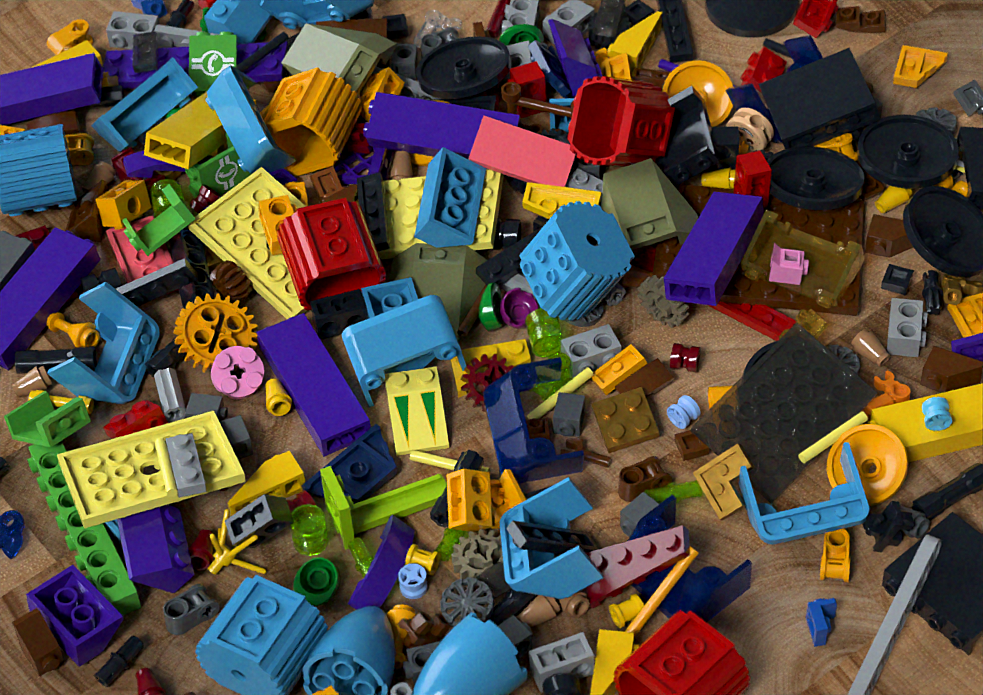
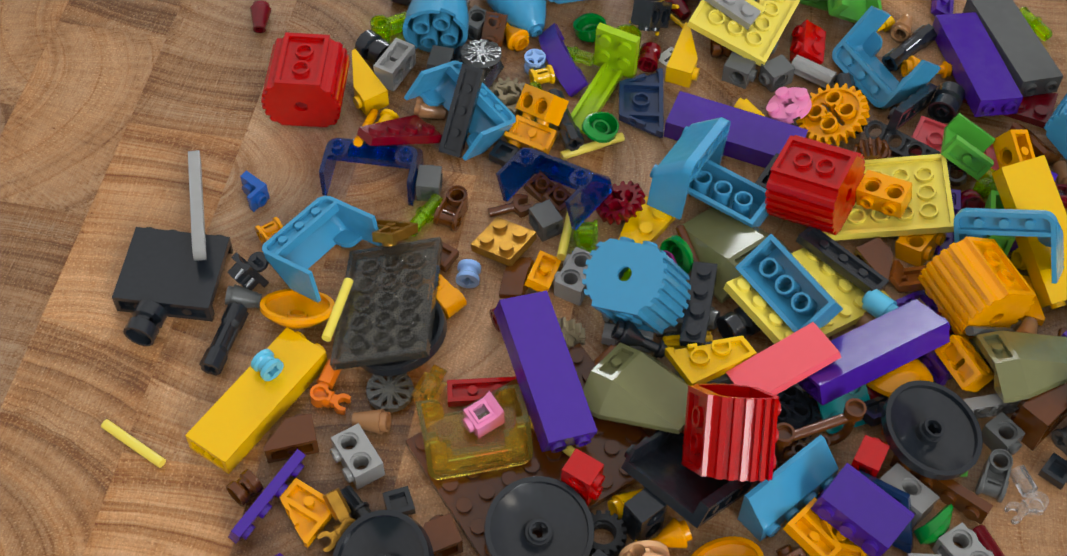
camera: 135 degrees right, 5 degrees up
(389, 162) = (878, 303): none -> medium azure brick
(416, 410) = (639, 155): light yellow slope -> none
(432, 457) = (600, 127): none -> green hat

